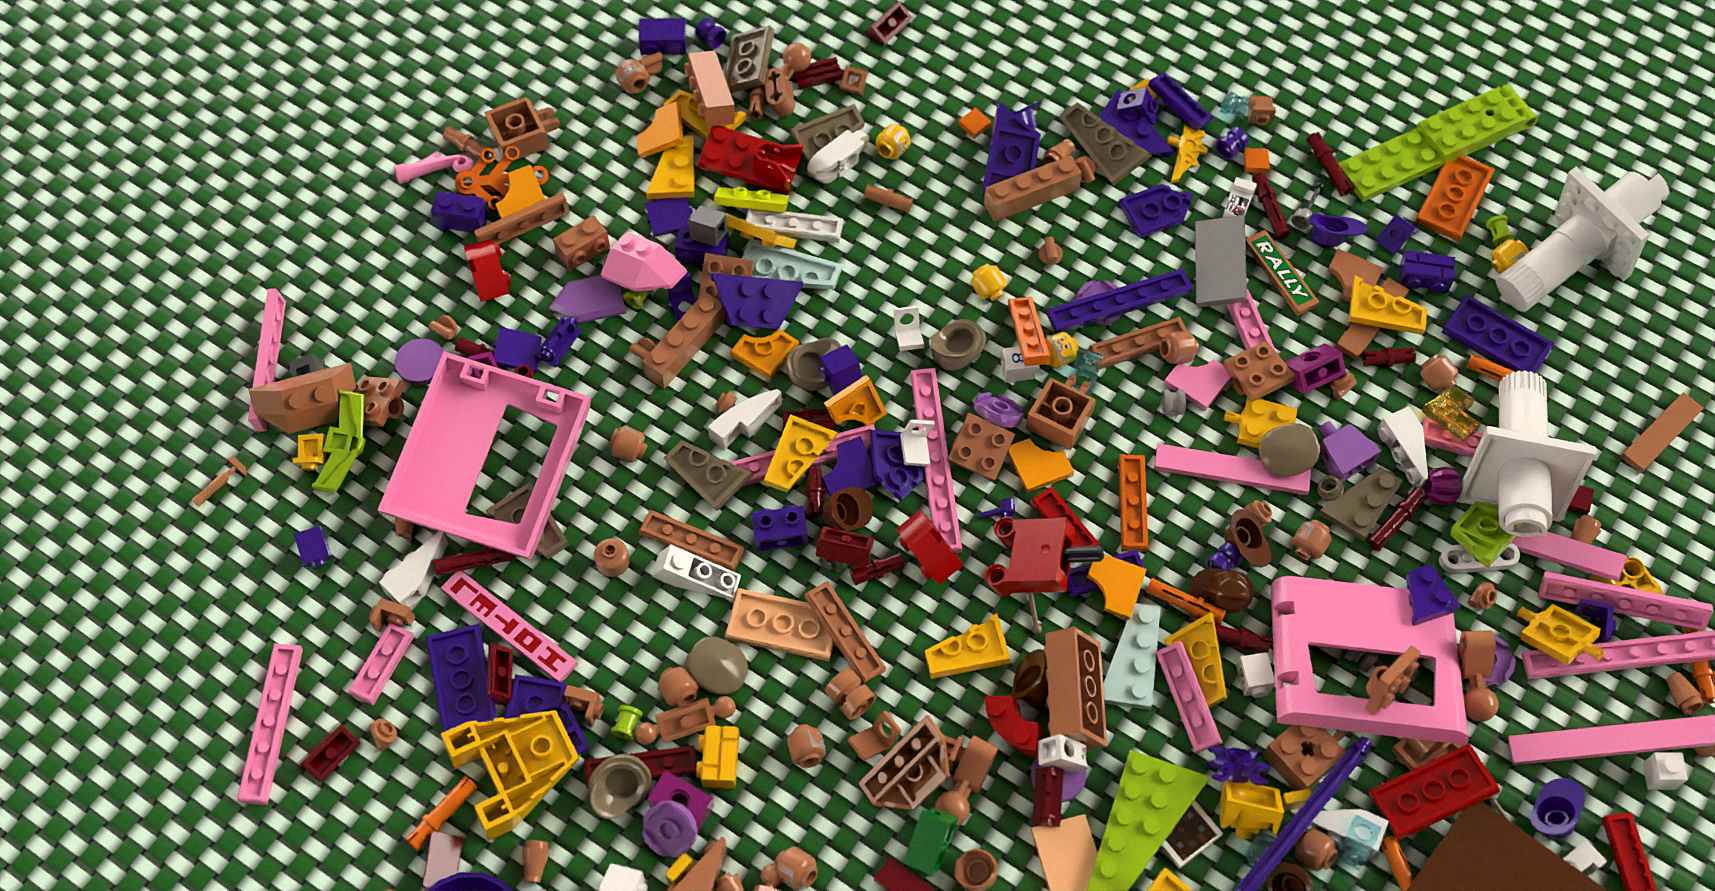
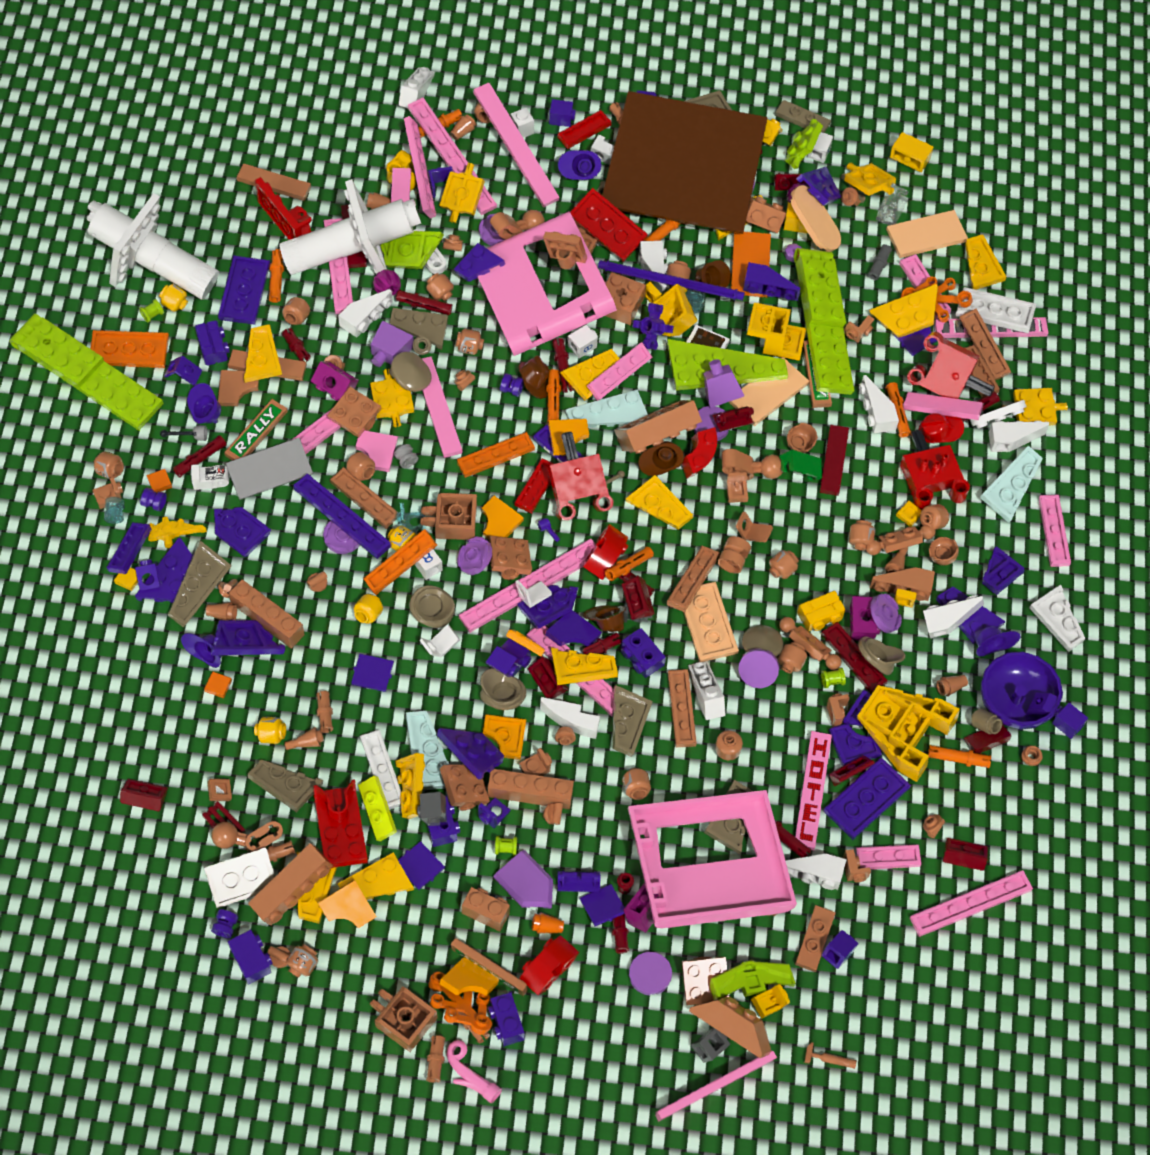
camera: 120 degrees left, 0 degrees up
(346, 536) = (815, 938): none -> nougat plate
(445, 327) = (614, 968): nougat plate -> none
(458, 863) = (986, 721): none -> dark tan brick
(532, 291) = (546, 924): none -> orange cone
(641, 265) = (491, 848): bright pink wedge -> none
(683, 637) = (758, 668): none -> medium lavender tile
(711, 362) = (537, 764): none -> nougat bracket
(838, 156) = (304, 761): white piece -> none
(864, 173) = (309, 739): none -> nougat cone
(907, 593) = (629, 563): none -> orange pin
(909, 769) = (765, 495): nougat wedge -> none
(912, 262) = (372, 672): none -> dark purple piece
(1062, 753) = (709, 415): white leg -> none
(1101, 803) = (721, 384): none -> medium lavender torso
(1248, 537) = (491, 375): reddish brown piece -> none
(1296, 118) = (108, 465): none -> nougat head
(1325, 156) = (134, 437): dark red pin -> none
(1354, 850) = (666, 251): clear light blue bracket -> none
(1413, 544) = (440, 287): none -> nougat head
(1449, 412) = (328, 296): clear yellow plate -> none
(1590, 407) = (288, 221): none -> red plate
(1670, 836) = (561, 113): none -> dark purple brick

